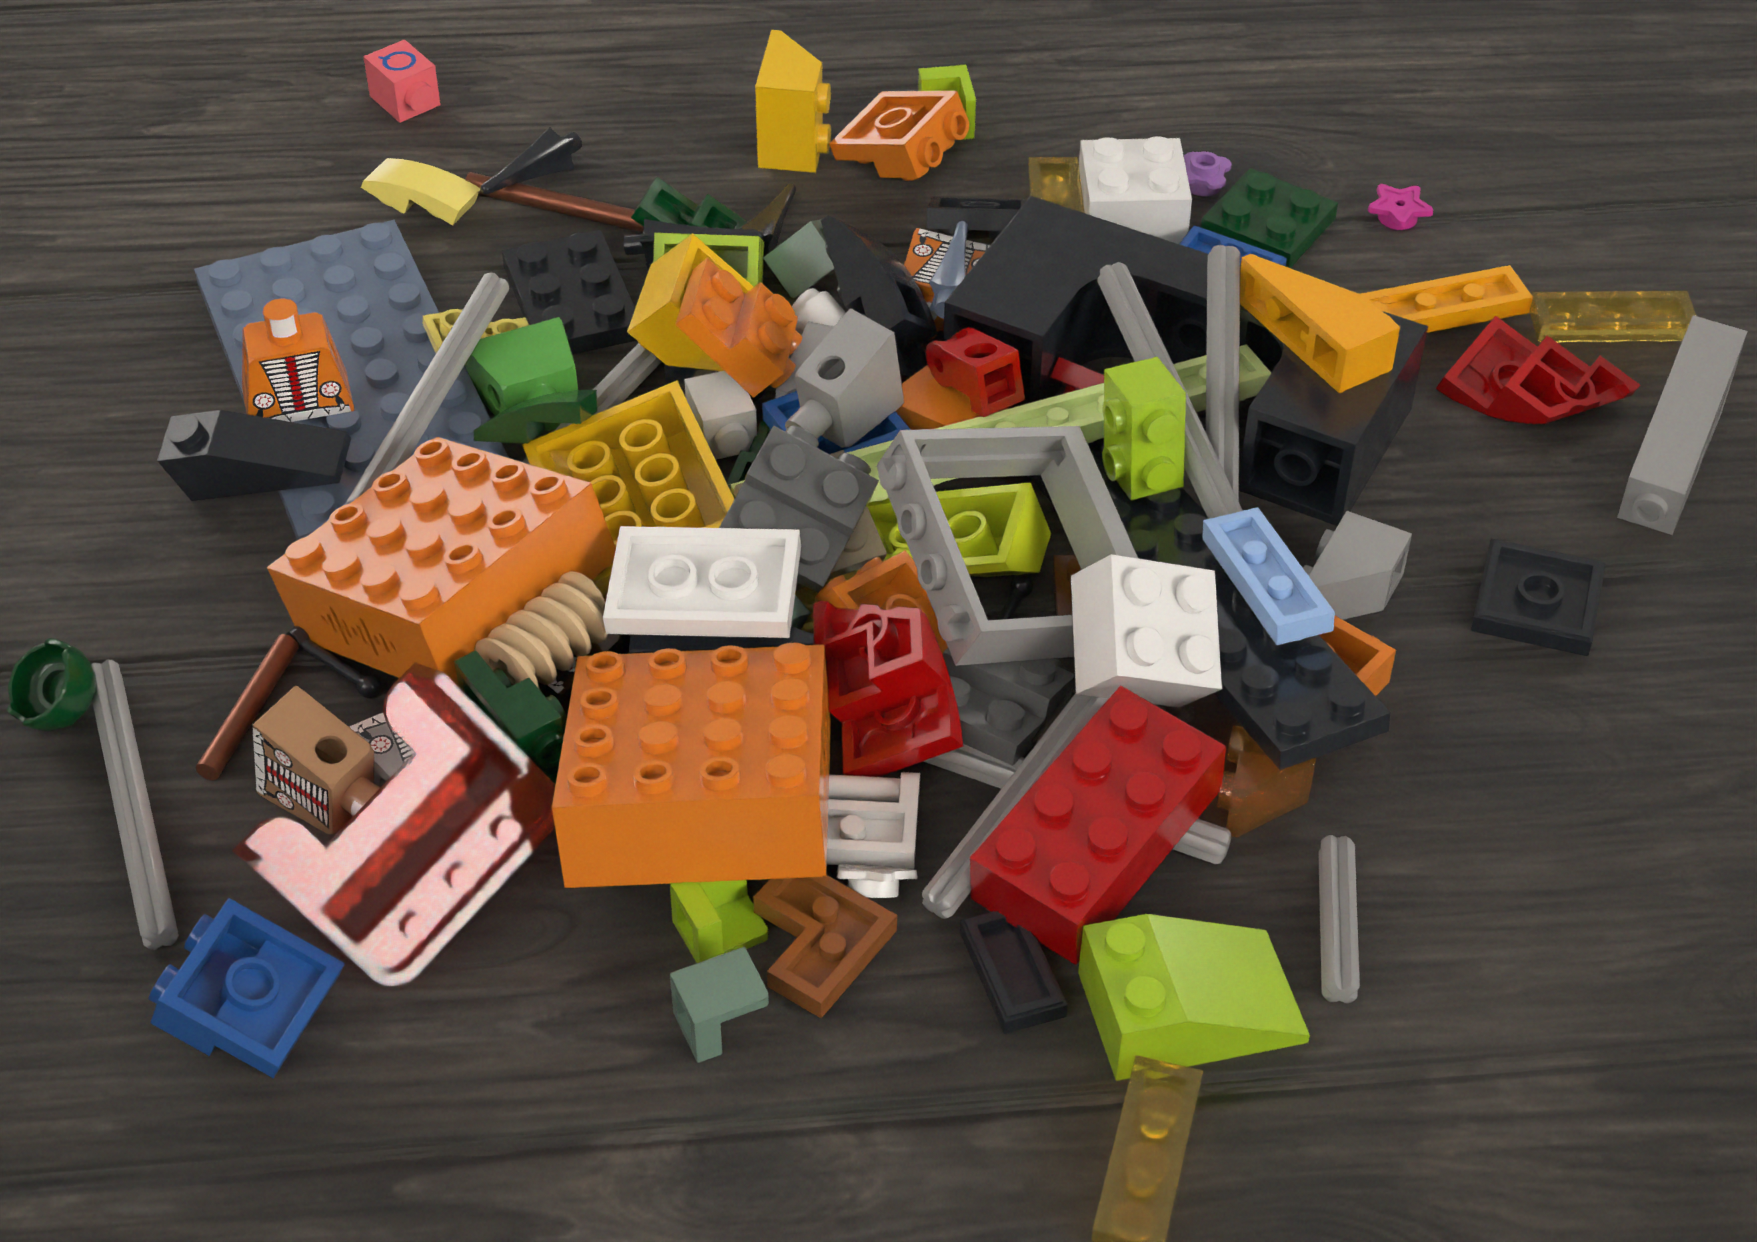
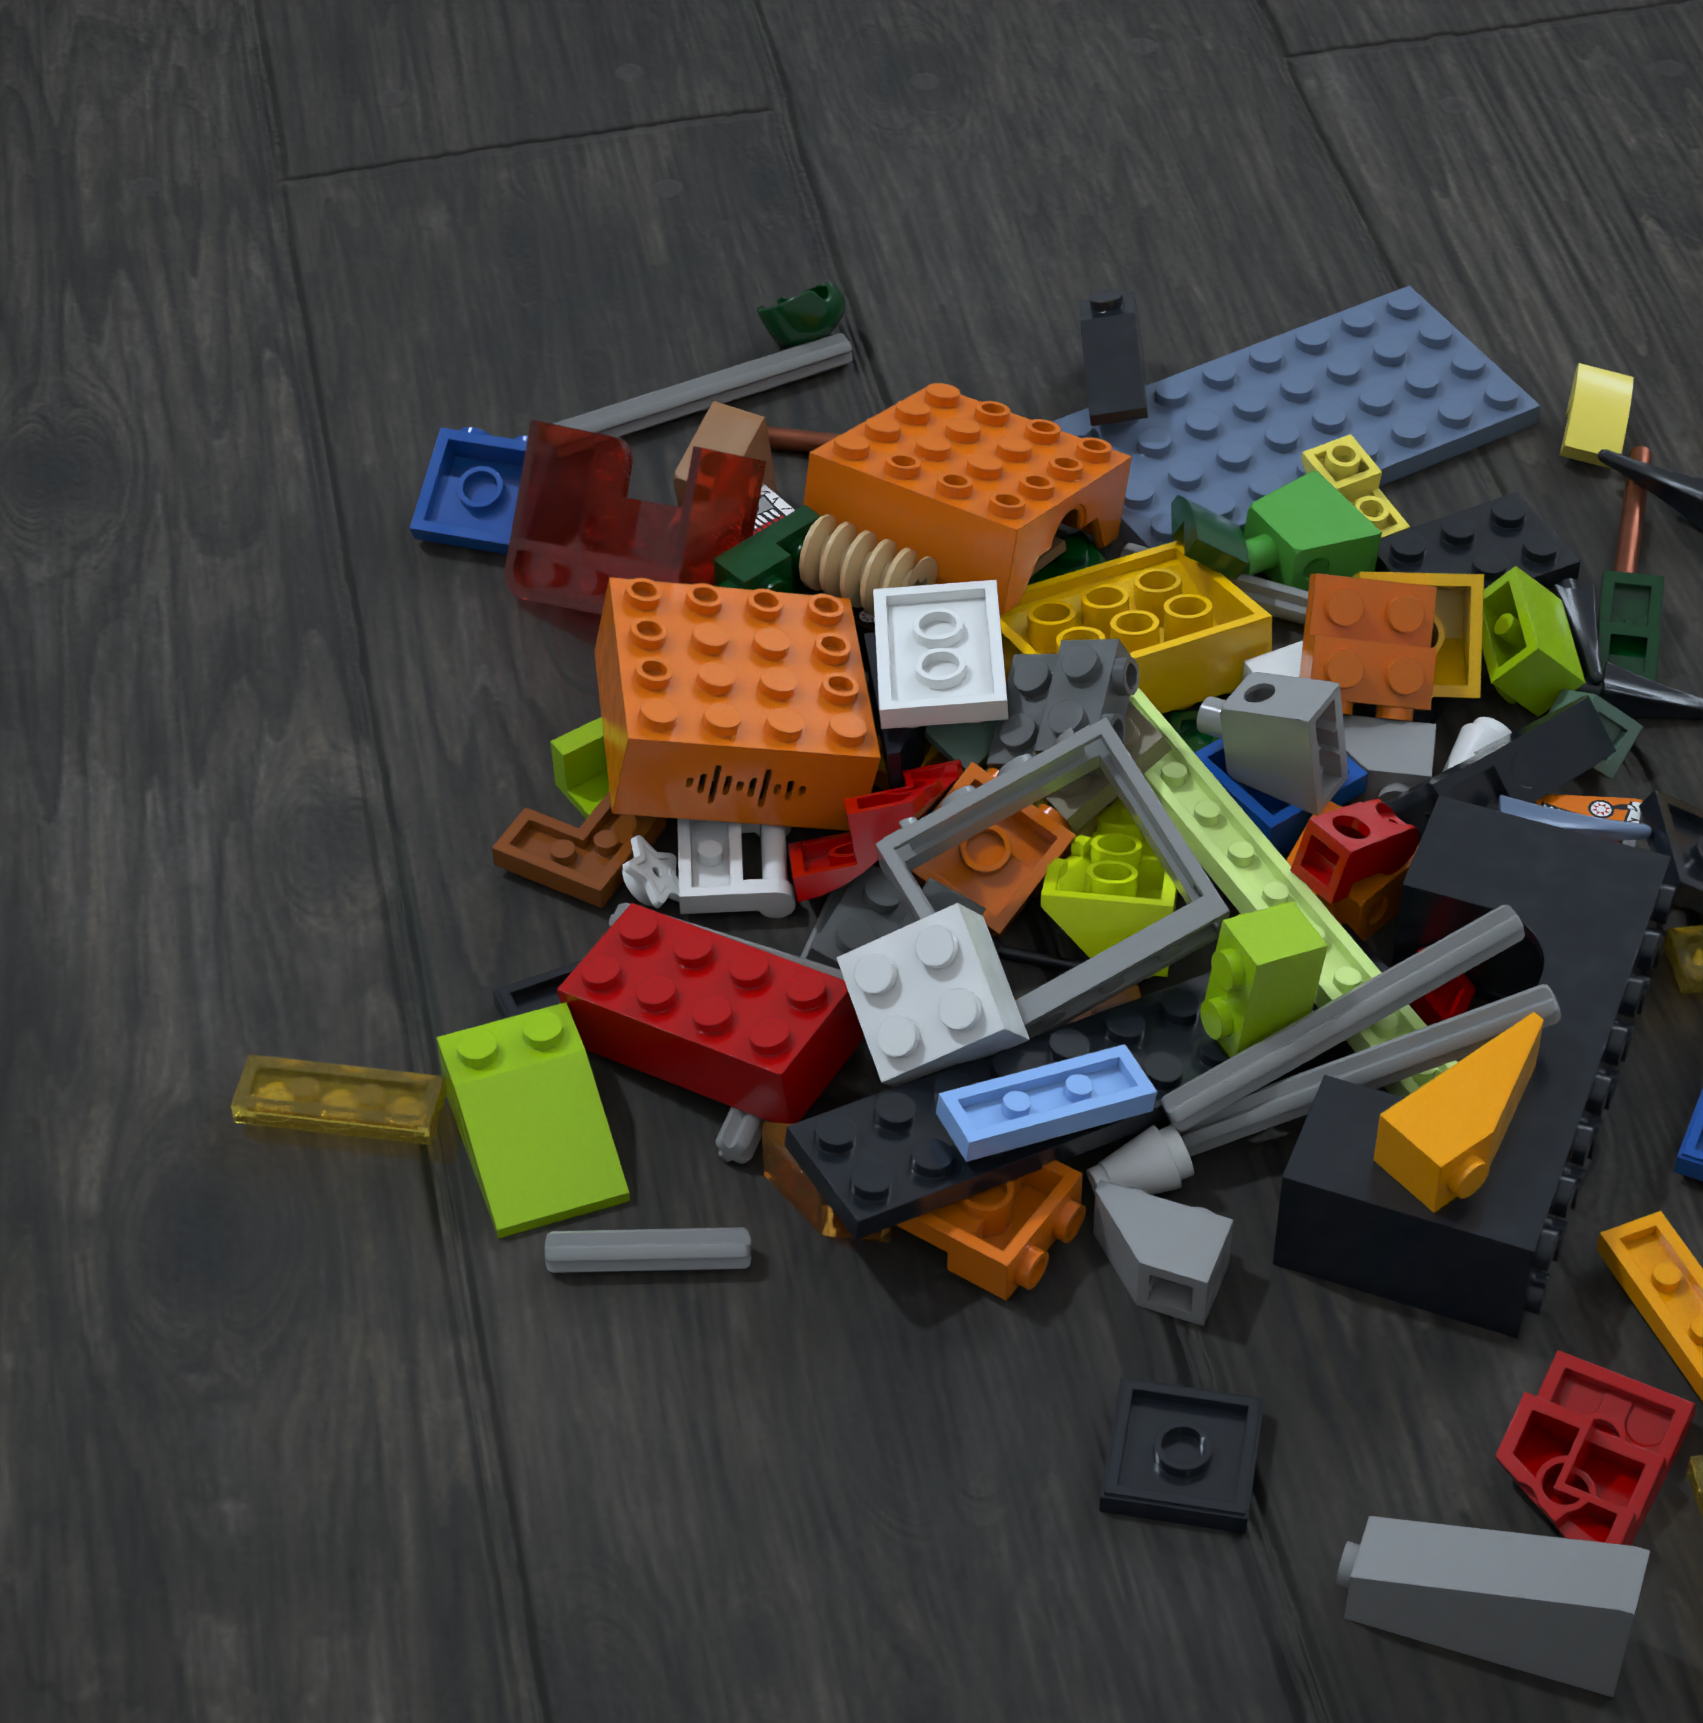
camera: 85 degrees right, 0 degrees up
(292, 366) = (1219, 352): torso -> none
(436, 381) = (1252, 456): light grey axle -> none
(713, 994) = (487, 771): sand green panel -> none

